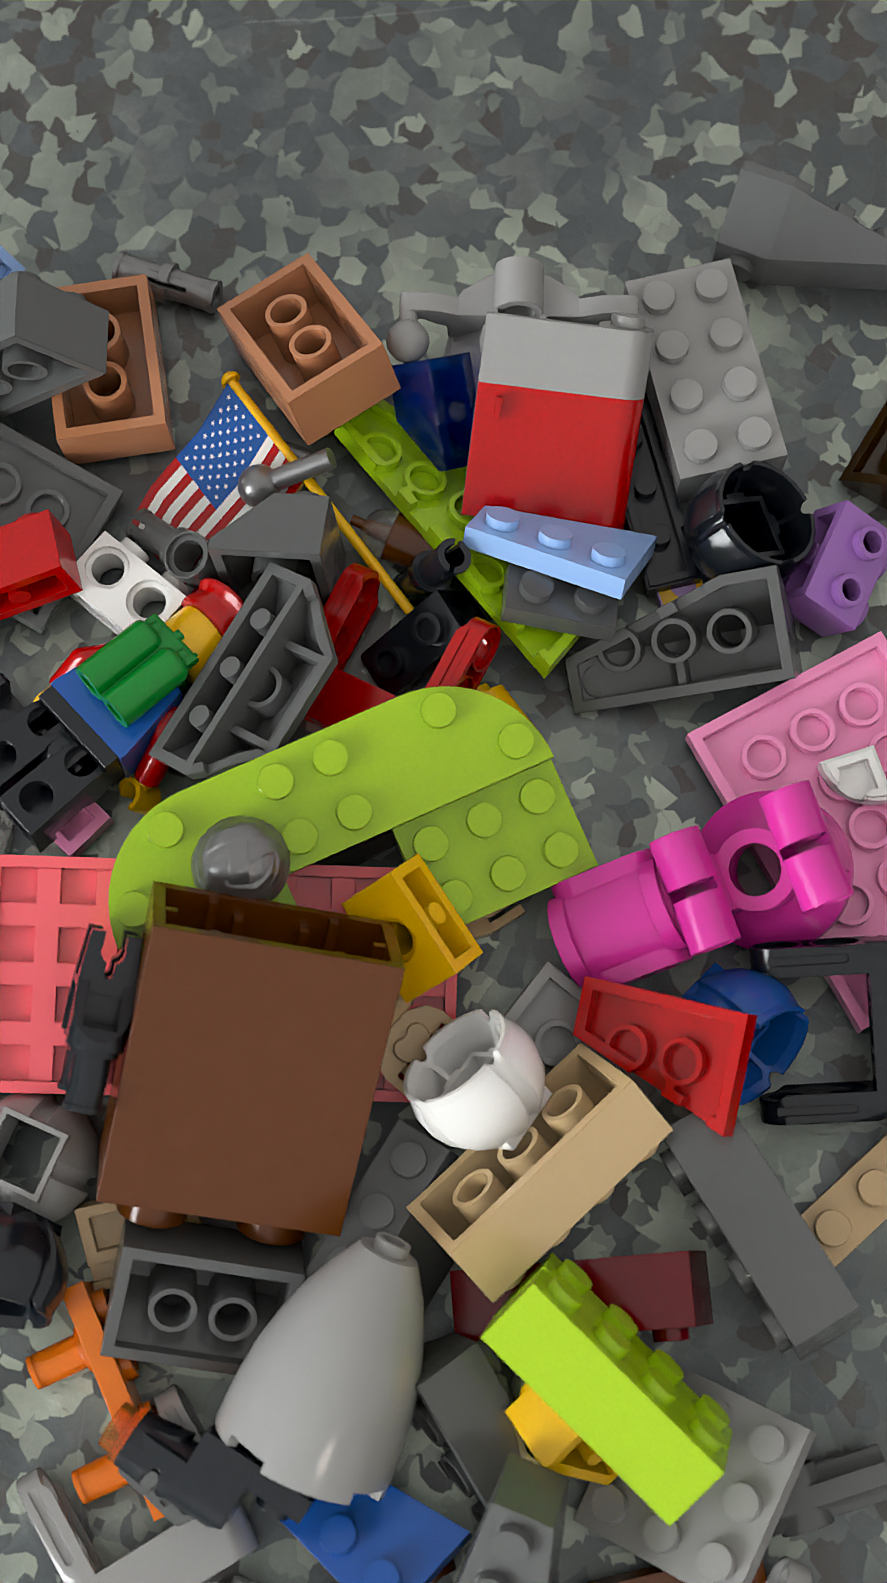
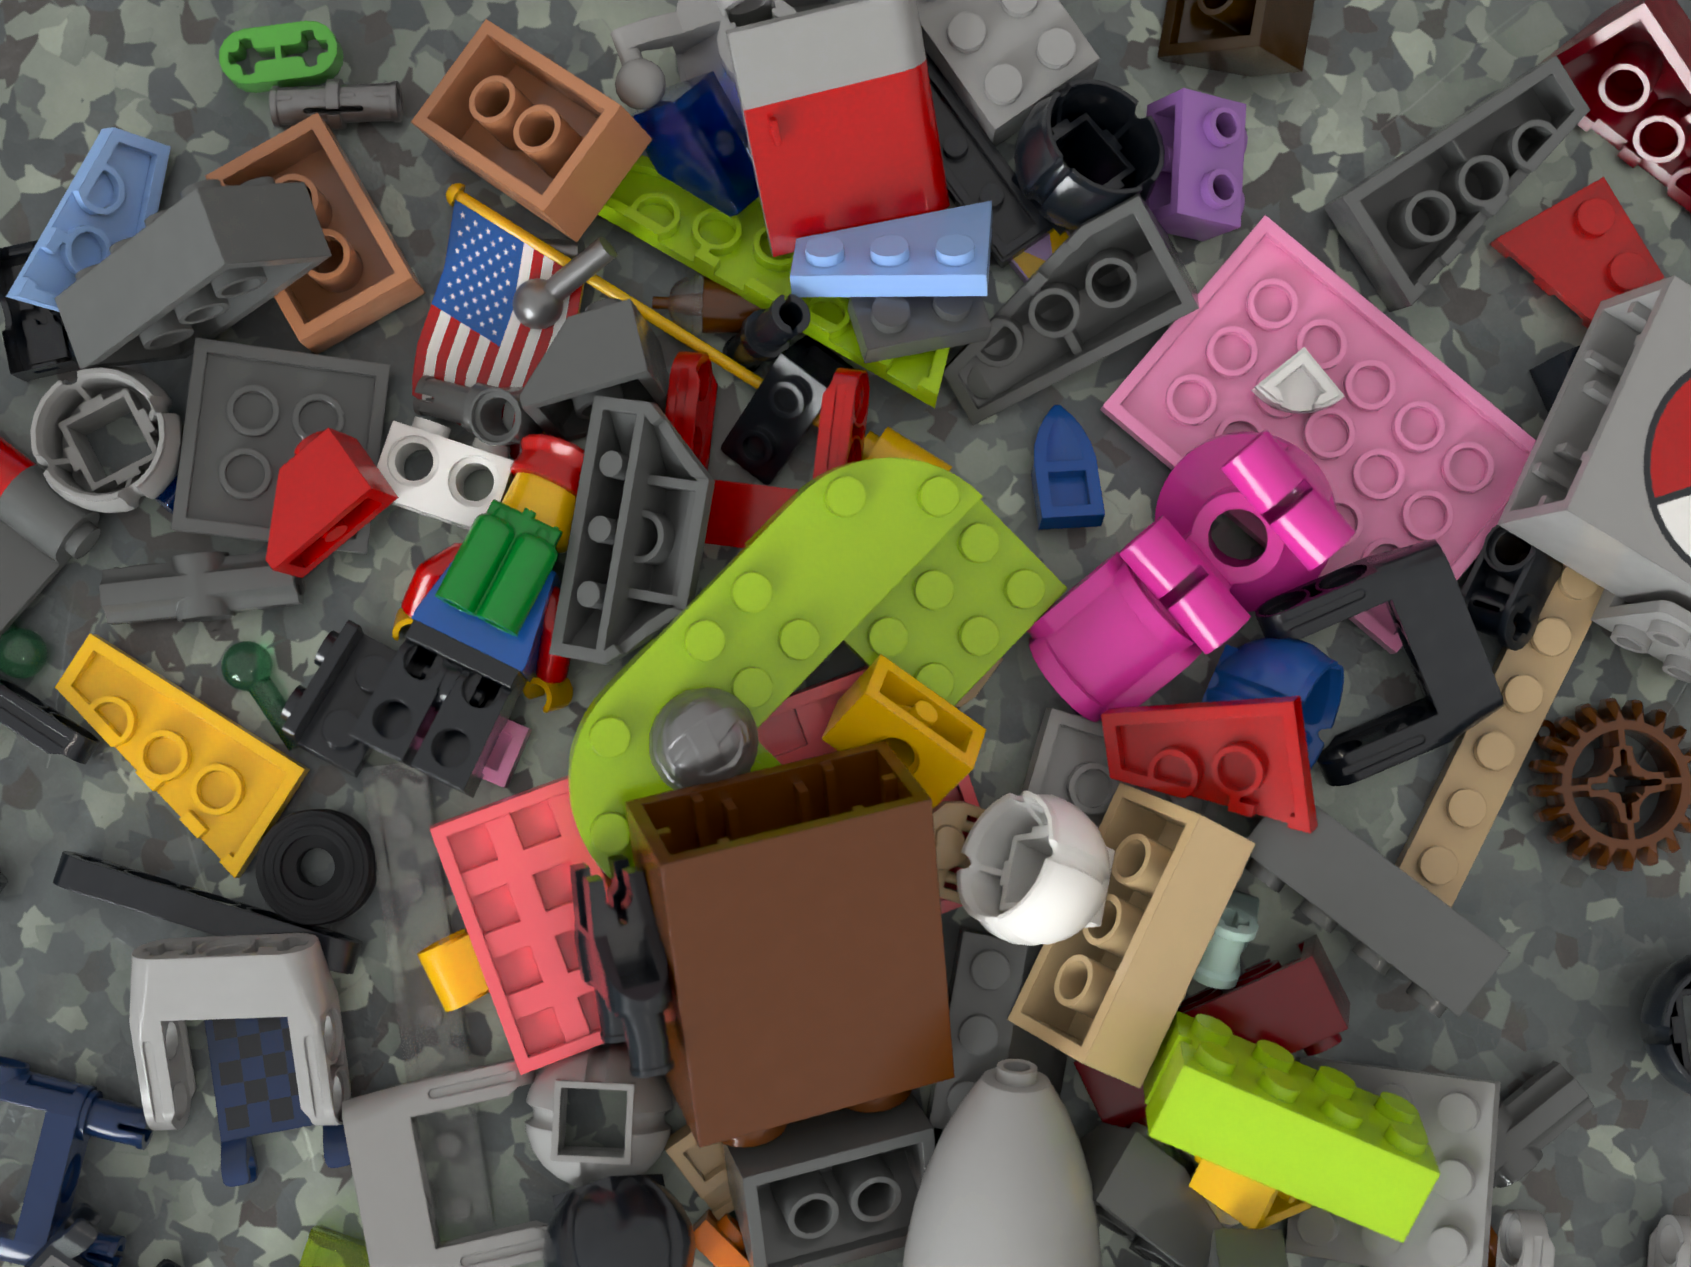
camera: 25 degrees left, 10 degrees up
(141, 229) = (280, 42): none -> bright green beam
(620, 1215) = (1234, 931): none -> light aqua piece
(635, 780) = (1065, 475): none -> blue plate

